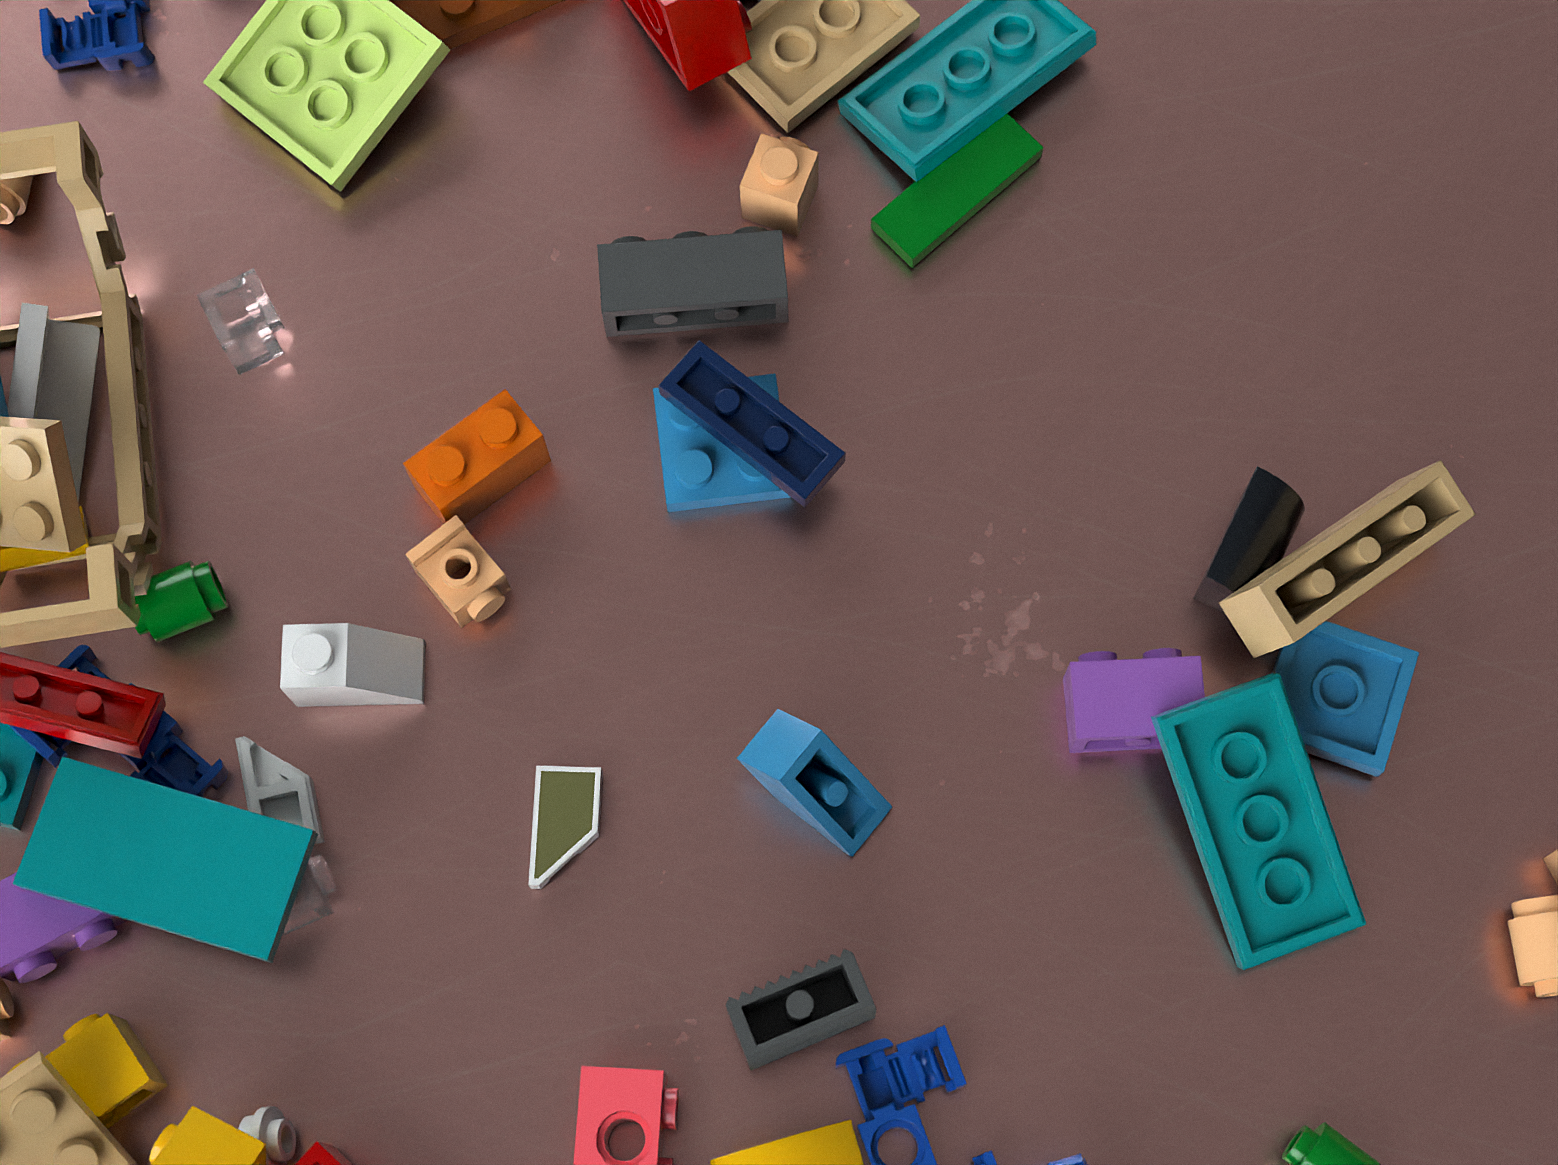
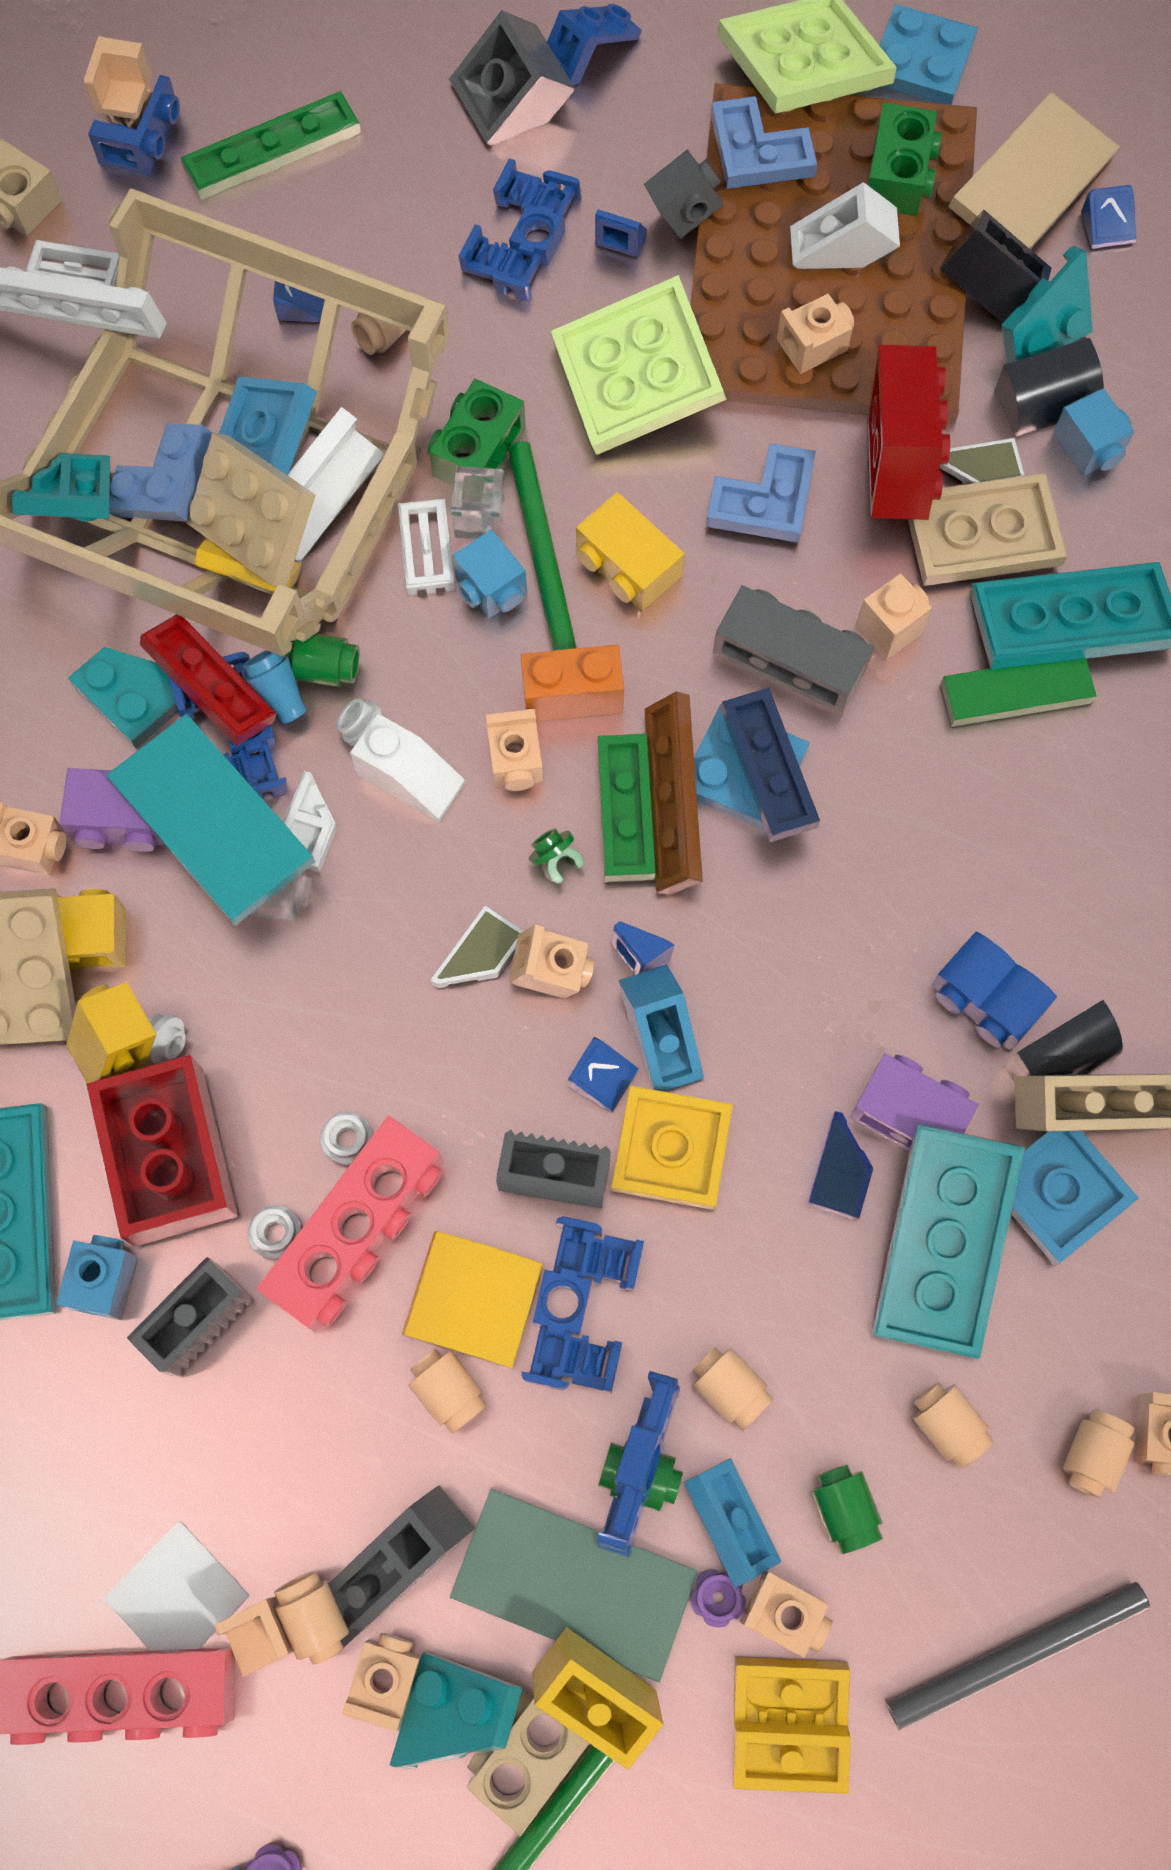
camera: 30 degrees right, 0 degrees up
(141, 661) = (275, 683): none -> dark azure cone
(206, 247) = (484, 440): none -> green brick
(241, 440) = (429, 581): none -> white tile
(260, 645) = (355, 719): none -> white plate
(308, 395) = (489, 575): none -> dark azure brick
(346, 330) = (541, 547): none -> green piece
(447, 279) = (628, 552): none -> yellow brick
(525, 1115) = (335, 1127): none -> white plate
(569, 658) = (550, 849): none -> green plate
(570, 141) = (768, 508): none -> medium blue plate
(622, 563) = (626, 808): none -> green plate
(634, 794) = (536, 968): none -> light nougat brick
(665, 517) = (673, 794): none -> dark orange tile
(736, 709) = (640, 948): none -> blue slope
(783, 872) = (602, 1075): none -> blue slope
(908, 904) = (672, 1147): none -> yellow plate
(1100, 817) = (841, 1173): none -> clear blue tile
(1135, 1122) = (731, 1387): none -> light nougat brick
(1136, 526) = (992, 991): none -> blue brick
(1383, 1012) = (952, 1424): none -> light nougat brick

